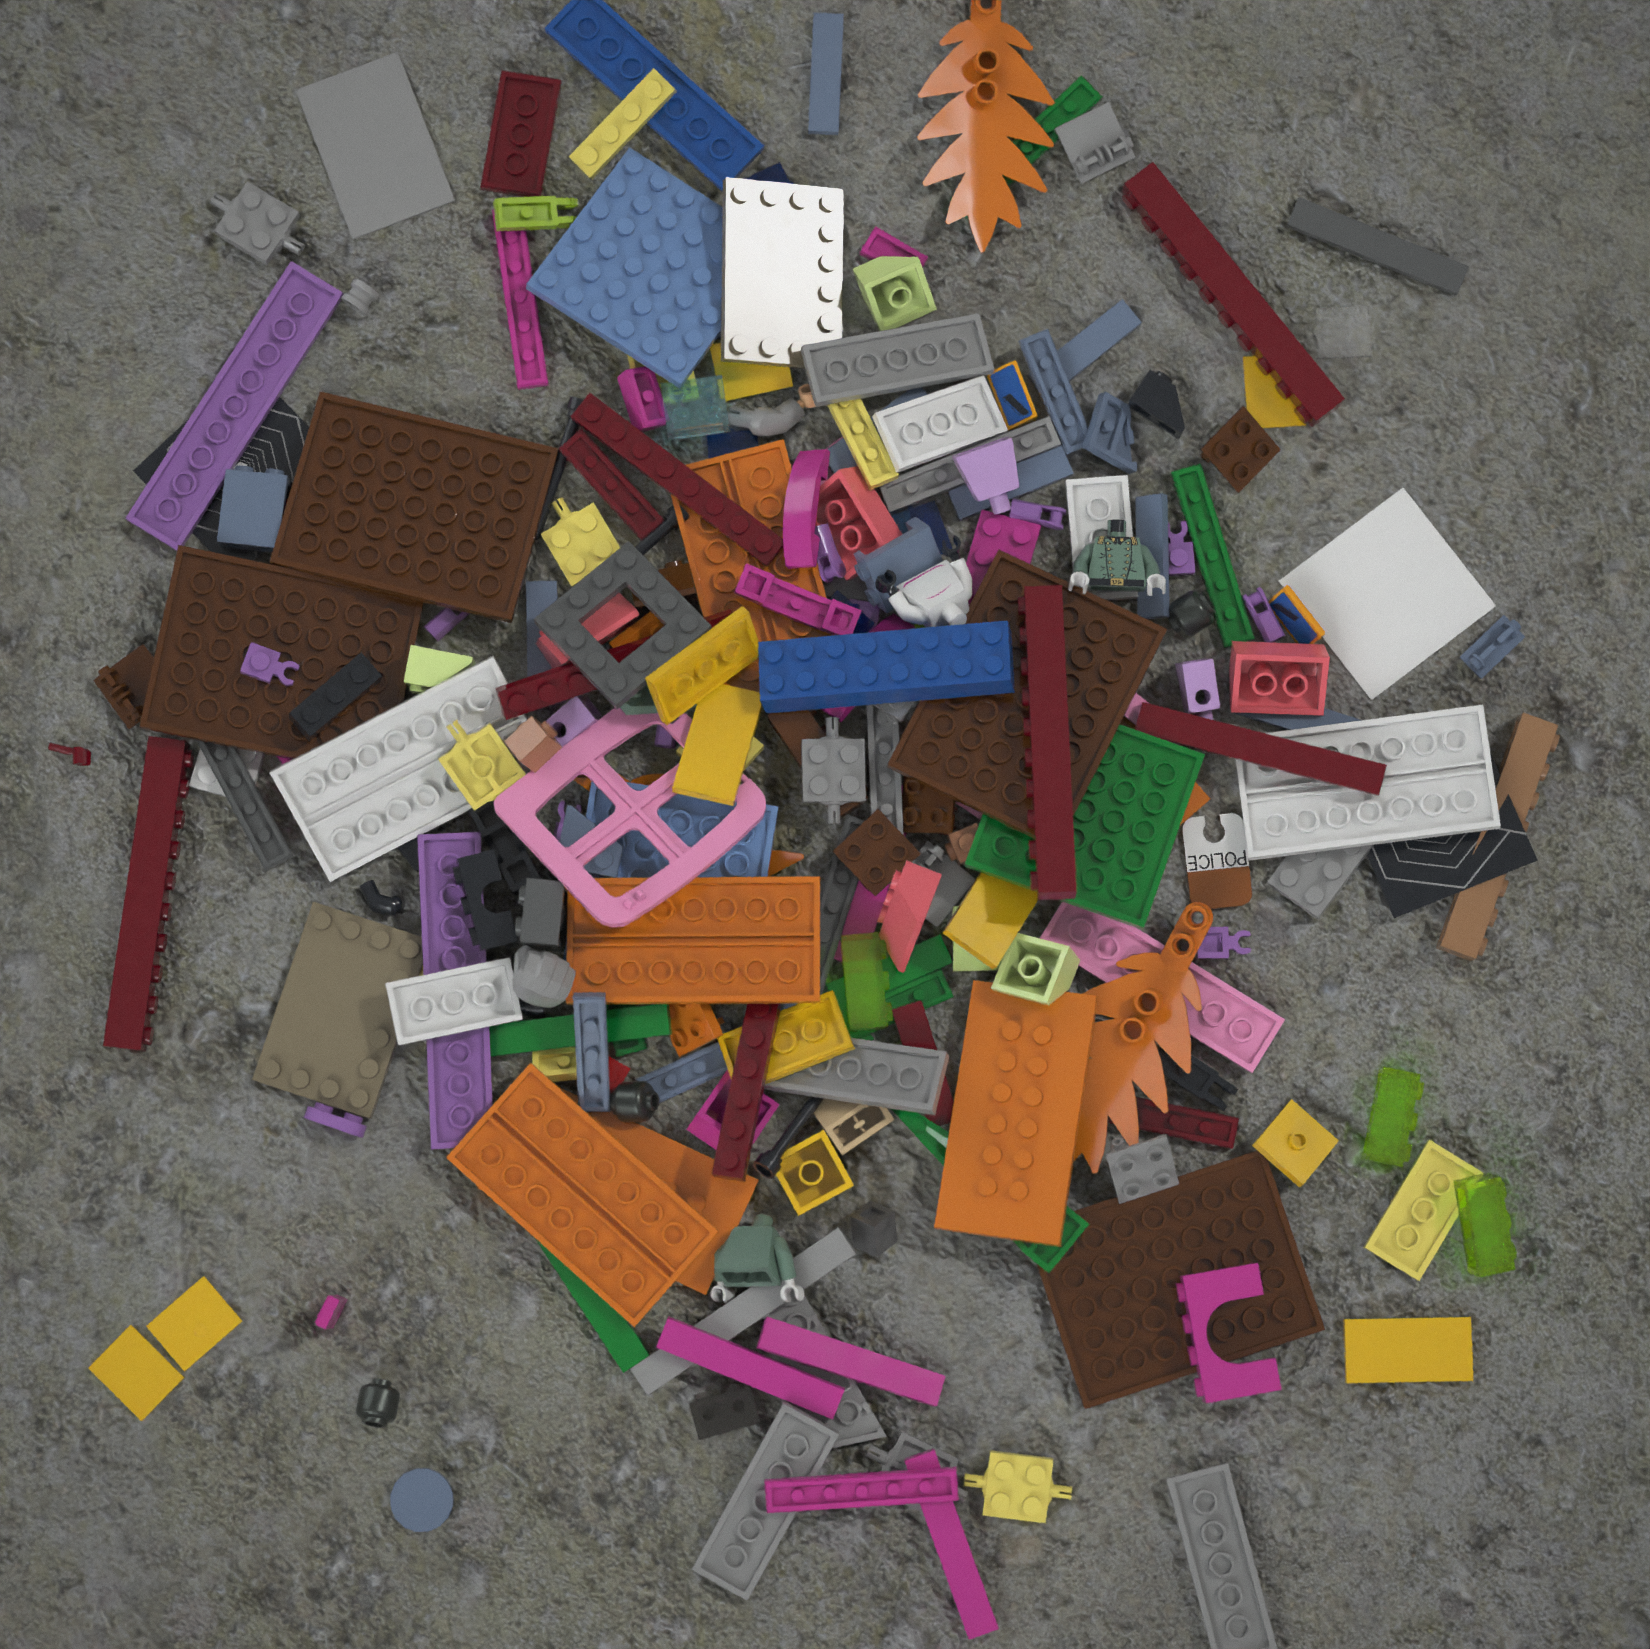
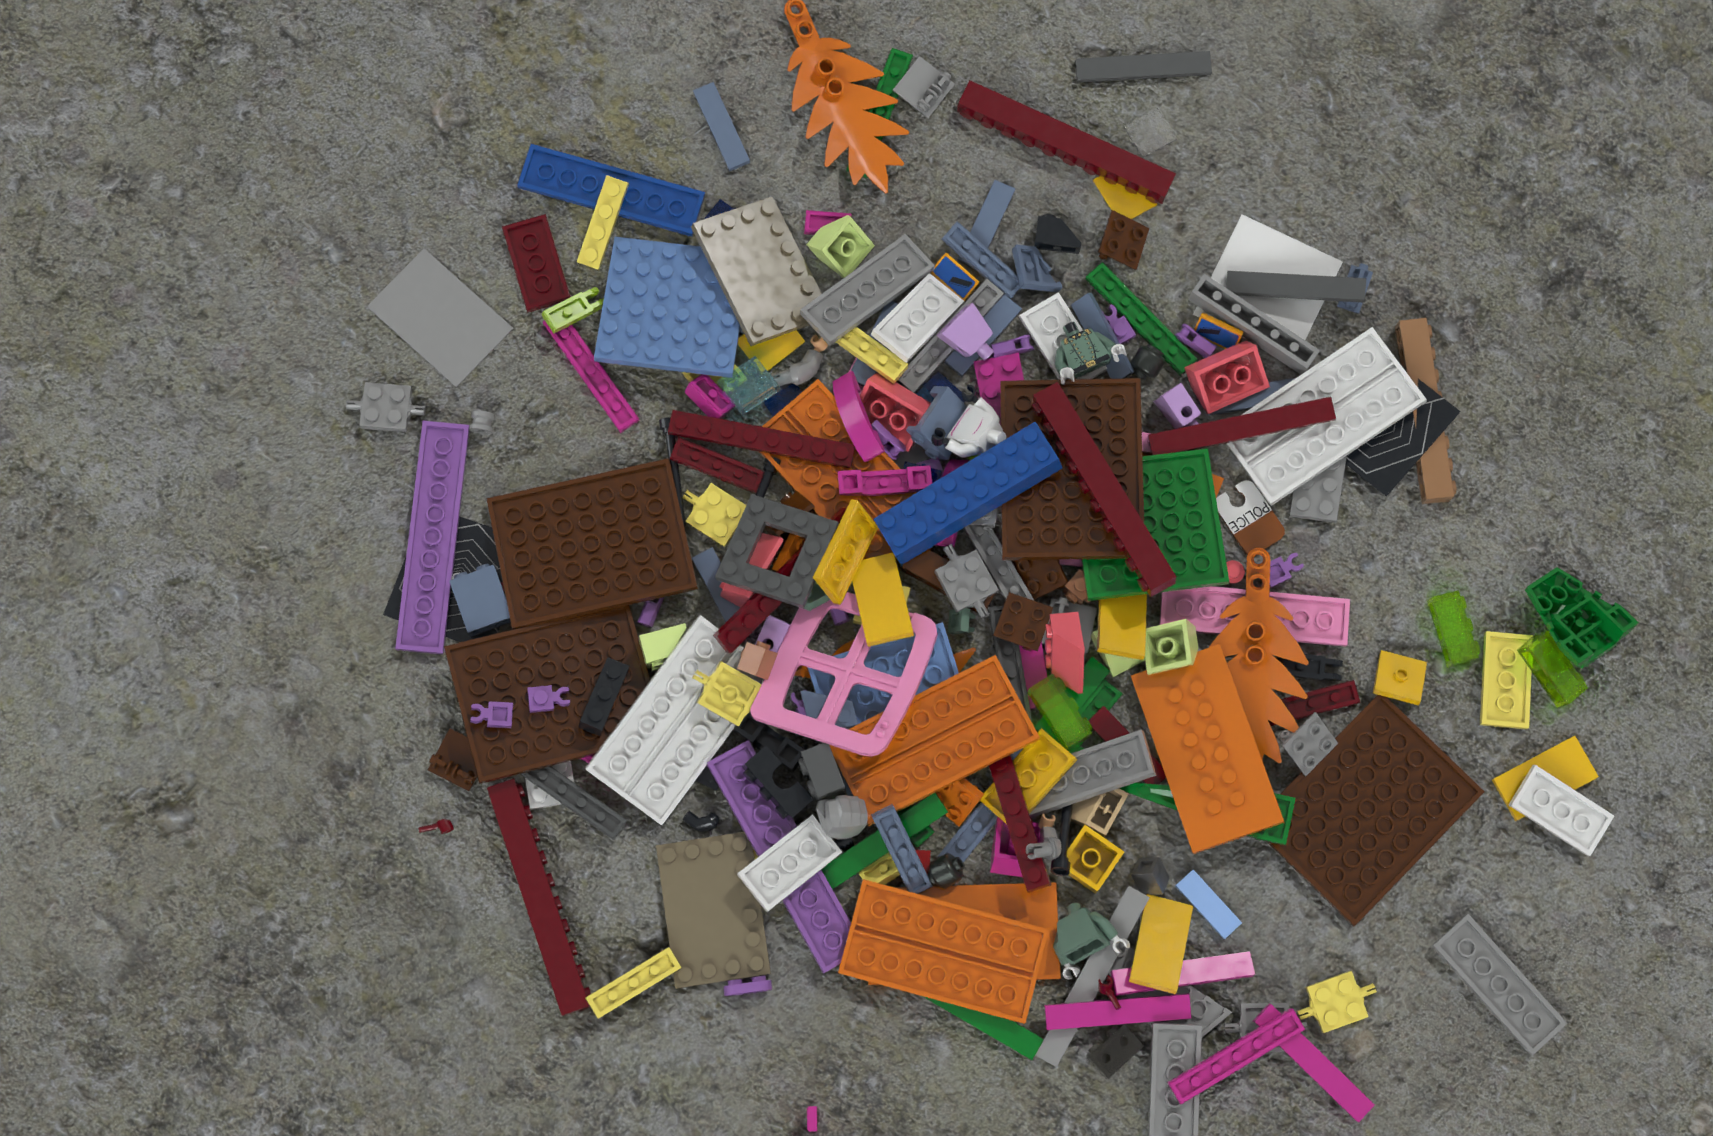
camera: 30 degrees left, 5 degrees down
(198, 657) = (498, 714): none -> medium lavender plate
(204, 1049) = (633, 982): none -> light yellow plate
(751, 1337) = (1107, 989): none -> dark red hand
(771, 1129) = (1049, 842): none -> light grey arm
(803, 814) = (959, 621): none -> sand green tile
(842, 1314) = (1161, 944): none -> yellow tile
(926, 1296) = (1208, 904): none -> light blue tile
(1162, 917) = (1235, 571): none -> coral plate
(1216, 1377) = (1430, 858): dark pink arch -> none
(1342, 630) = (1255, 324): none -> light grey brick
(1405, 1398) = (1561, 810): none -> white plate
(1419, 609) = (1296, 286): none -> dark grey tile
(1546, 1179) = (1577, 619): none -> green wedge

